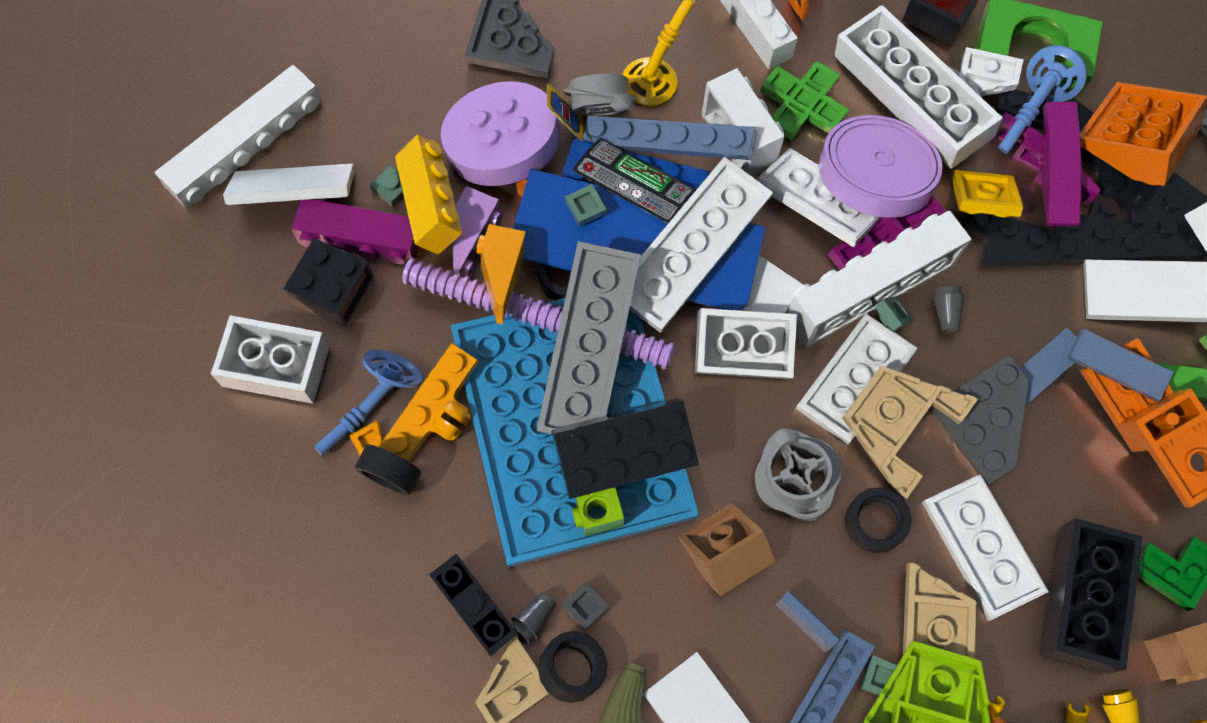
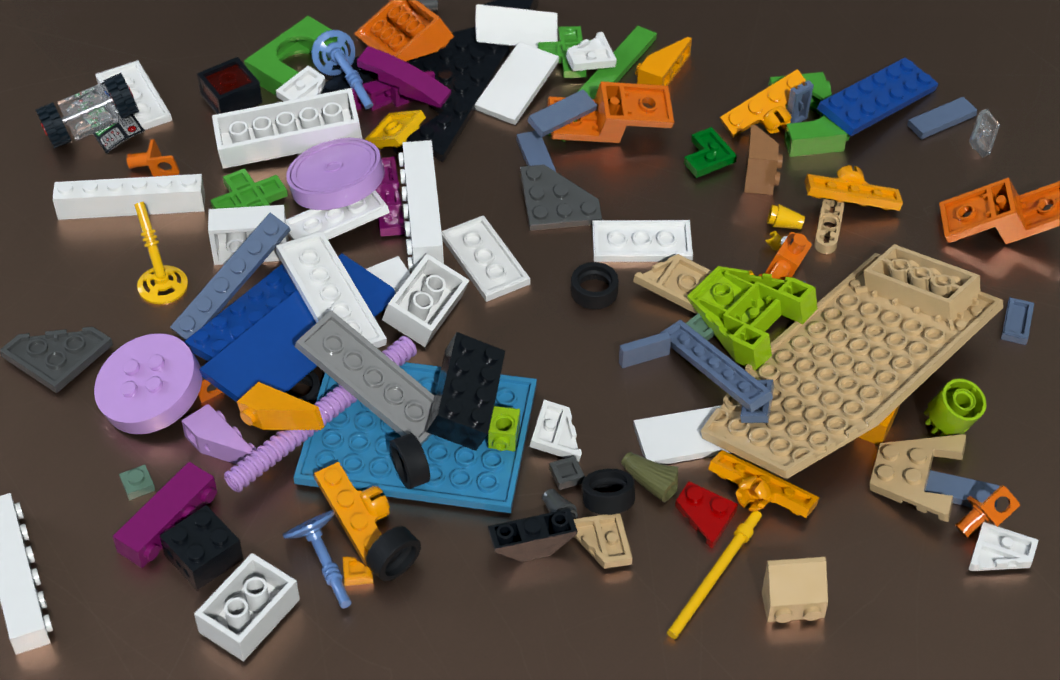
camera: 65 degrees left, 20 degrees down
(289, 184) = (90, 545): white tile -> none
(428, 195) = (173, 444): yellow brick -> none
(500, 432) = (410, 461): none -> black tyre
(563, 112) = (162, 332): sticker -> none
(585, 205) = (257, 343): sand green plate -> none
(600, 95) = (162, 307): light grey piece -> none
(633, 180) = (251, 313): sticker -> none
(638, 568) = (555, 431): none -> white wing
(727, 548) = (569, 373): medium nougat slope -> none
(823, 458) = (538, 312): light grey piece -> none
(888, 414) = (526, 247): tan wing -> none
(894, 313) = (452, 216): sand green plate -> none
(949, 307) = (463, 185): dark grey cone -> none
(1092, 596) = (704, 196): black brick -> none

